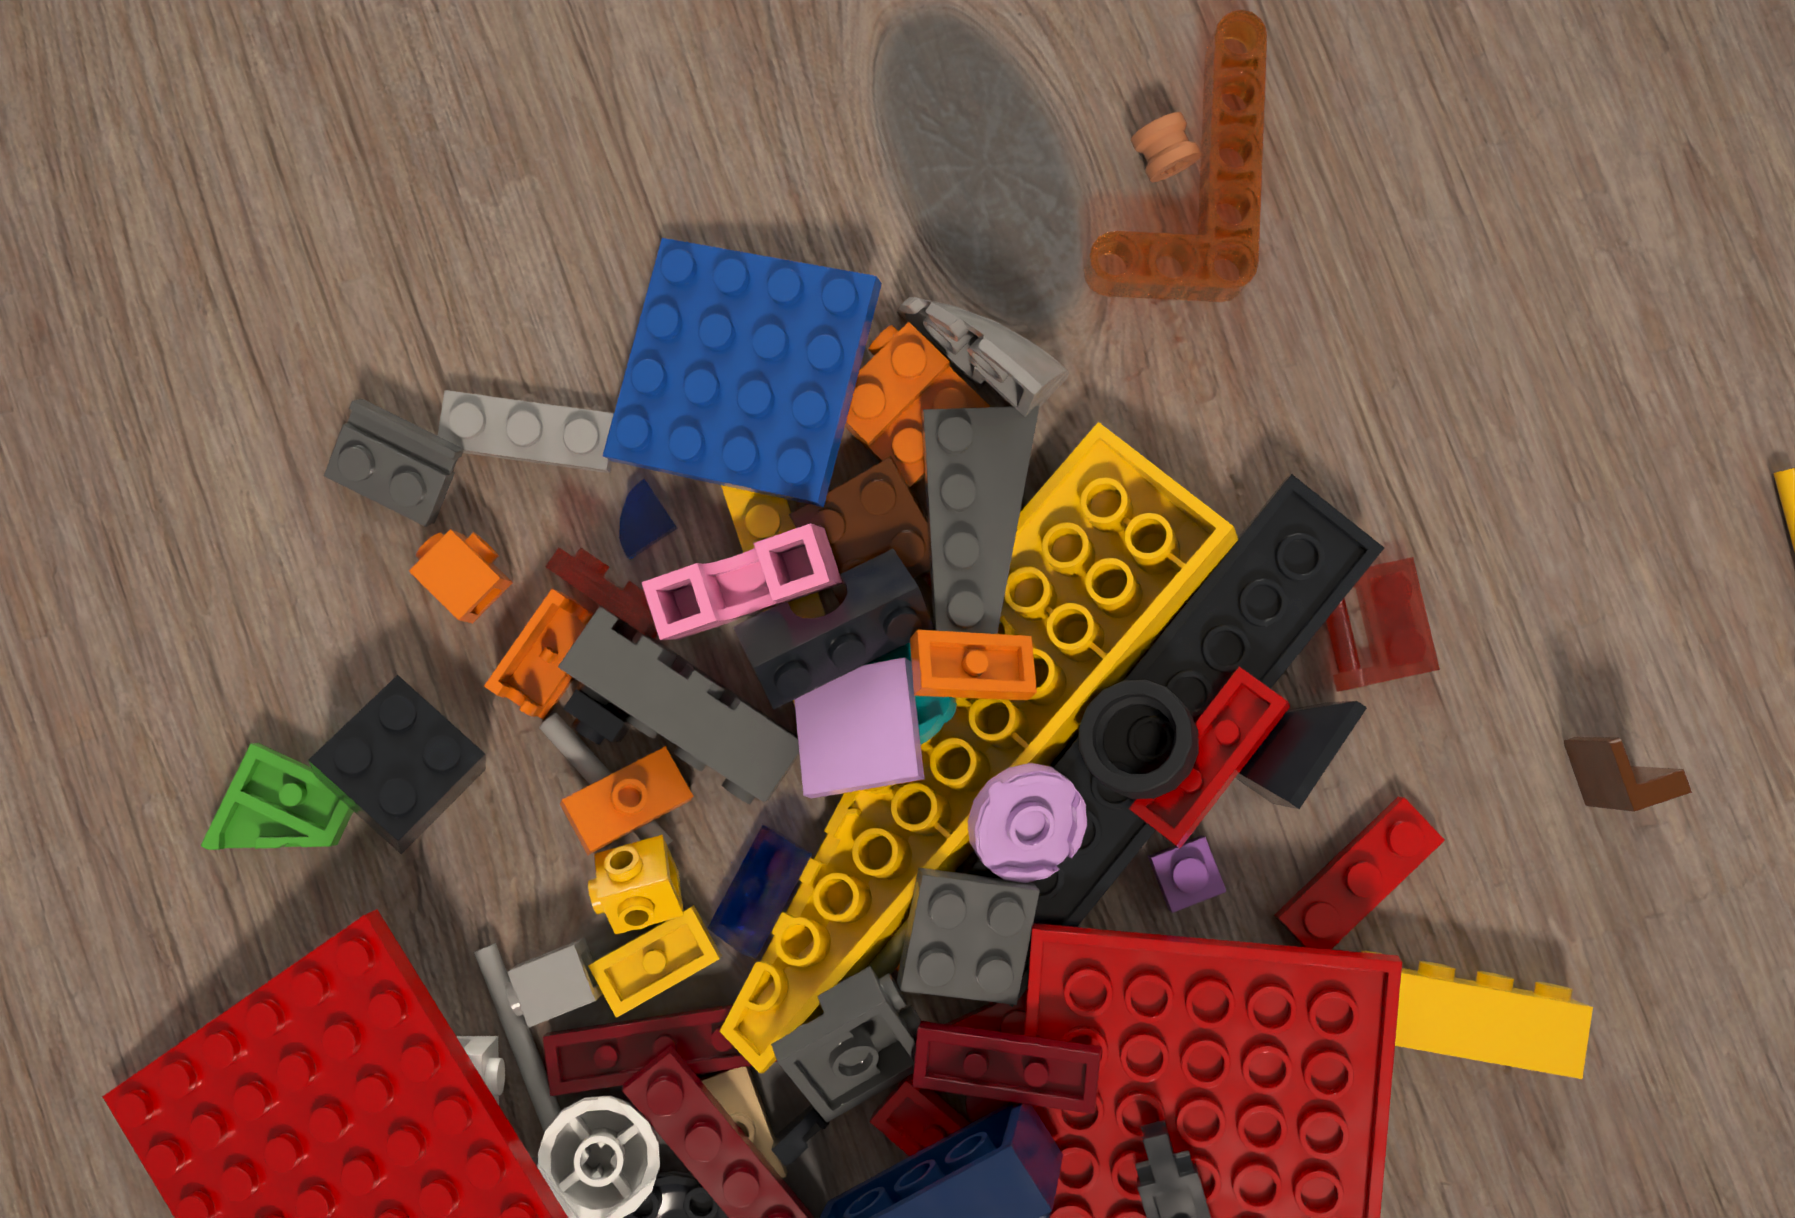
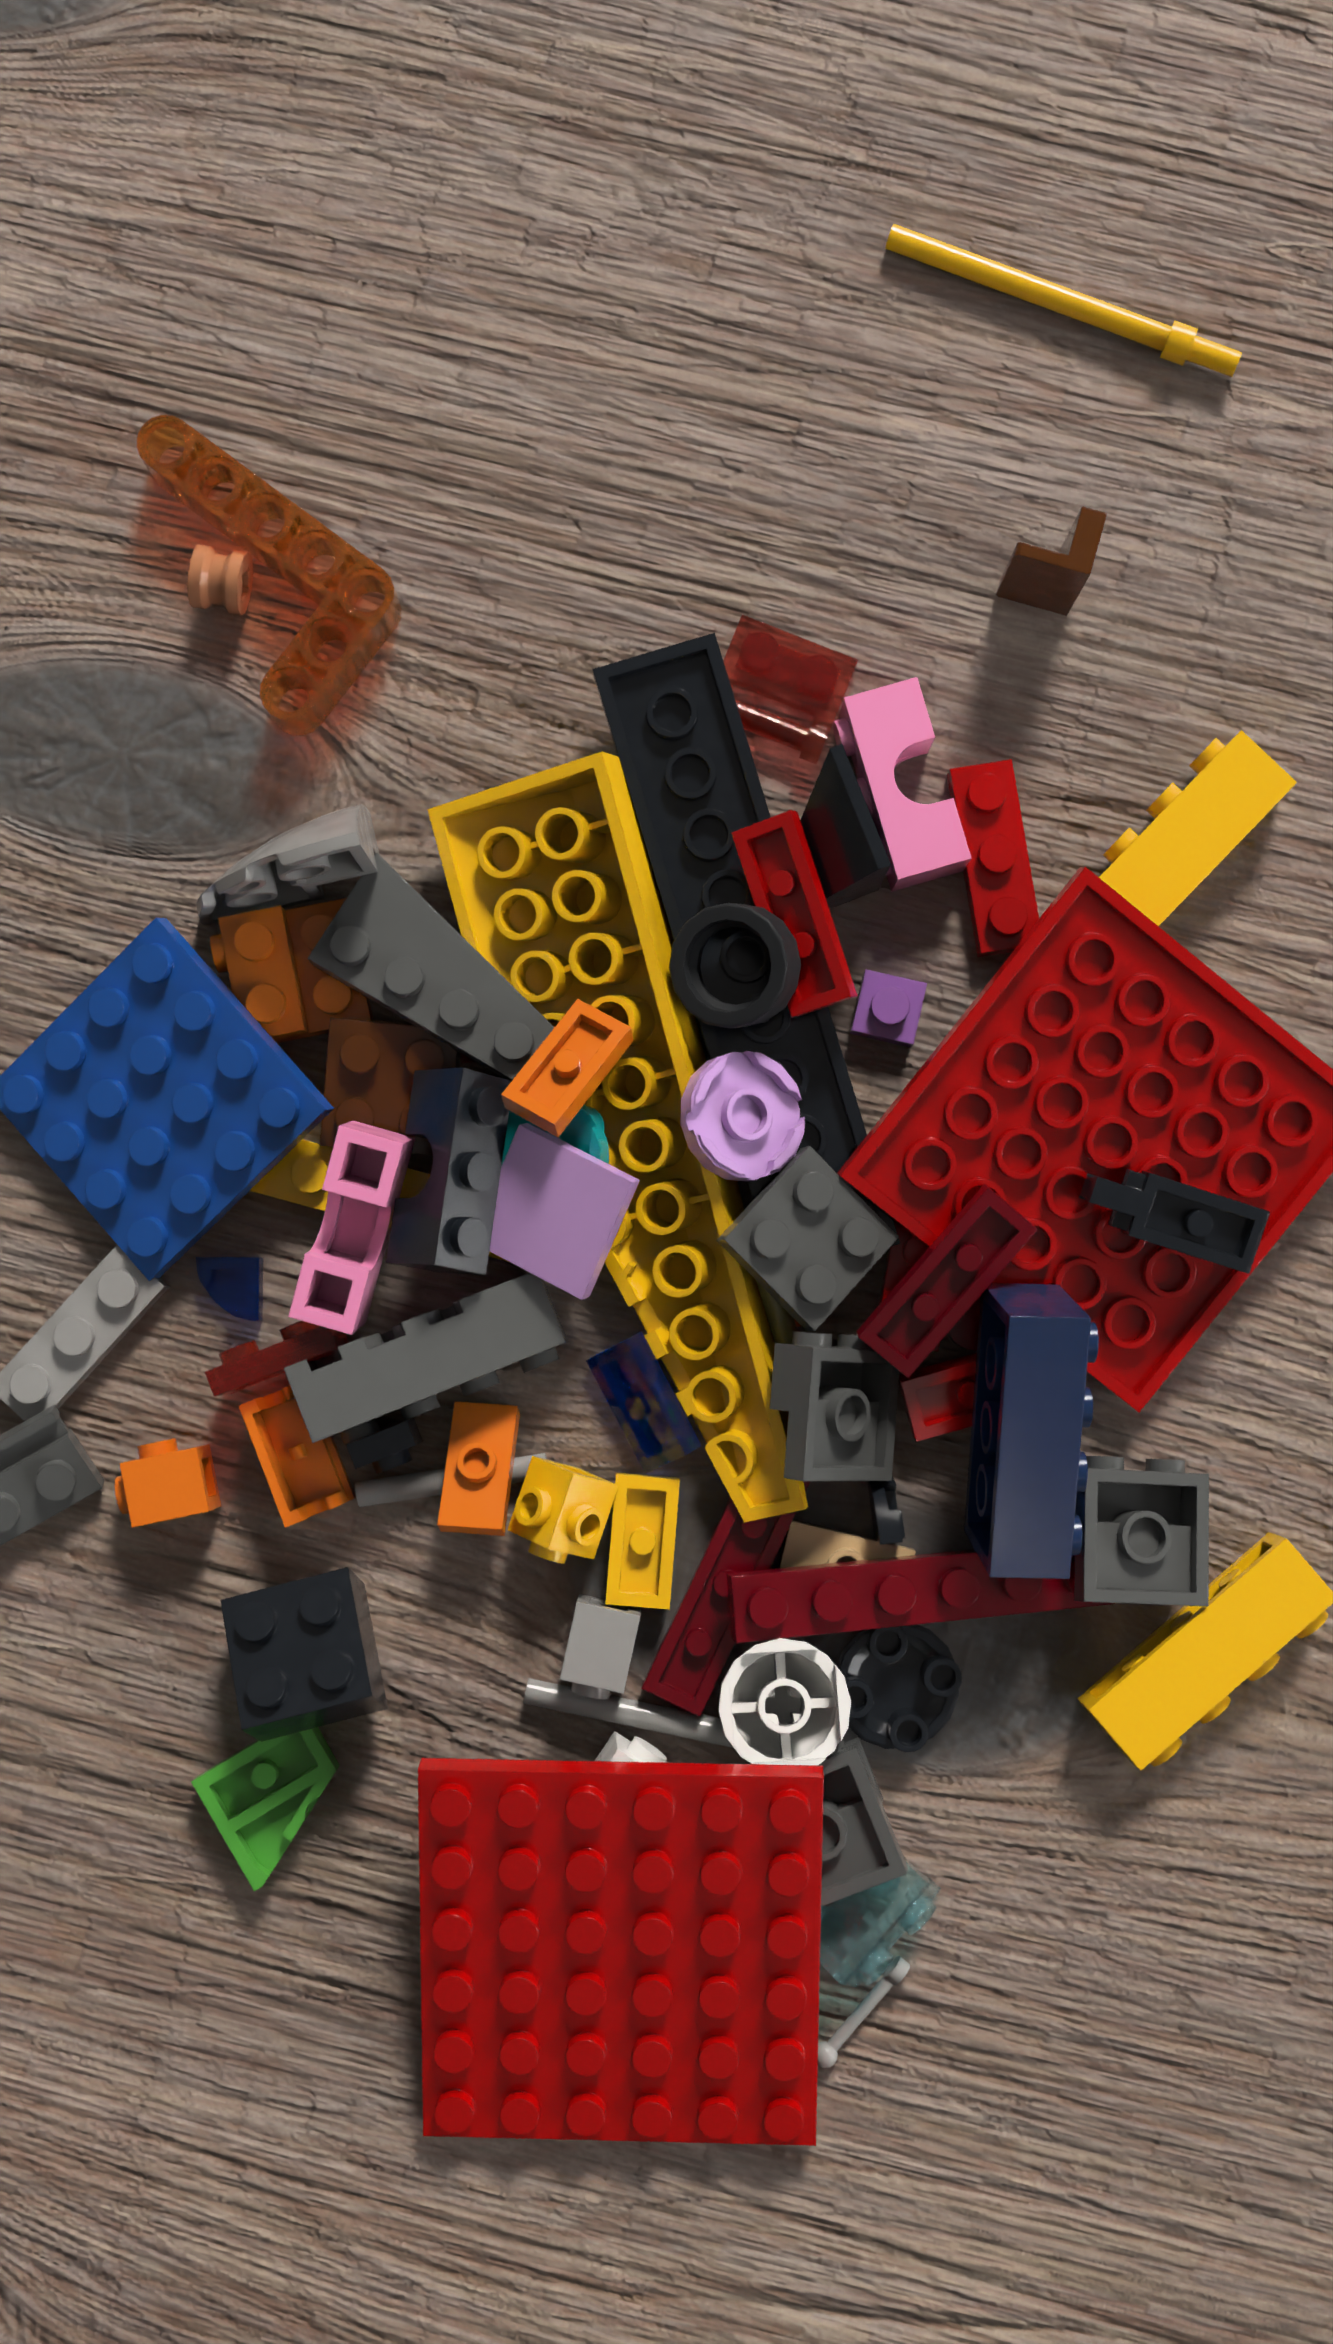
camera: 55 degrees left, 0 degrees up
(1394, 725) = (879, 733): none -> bright pink arch

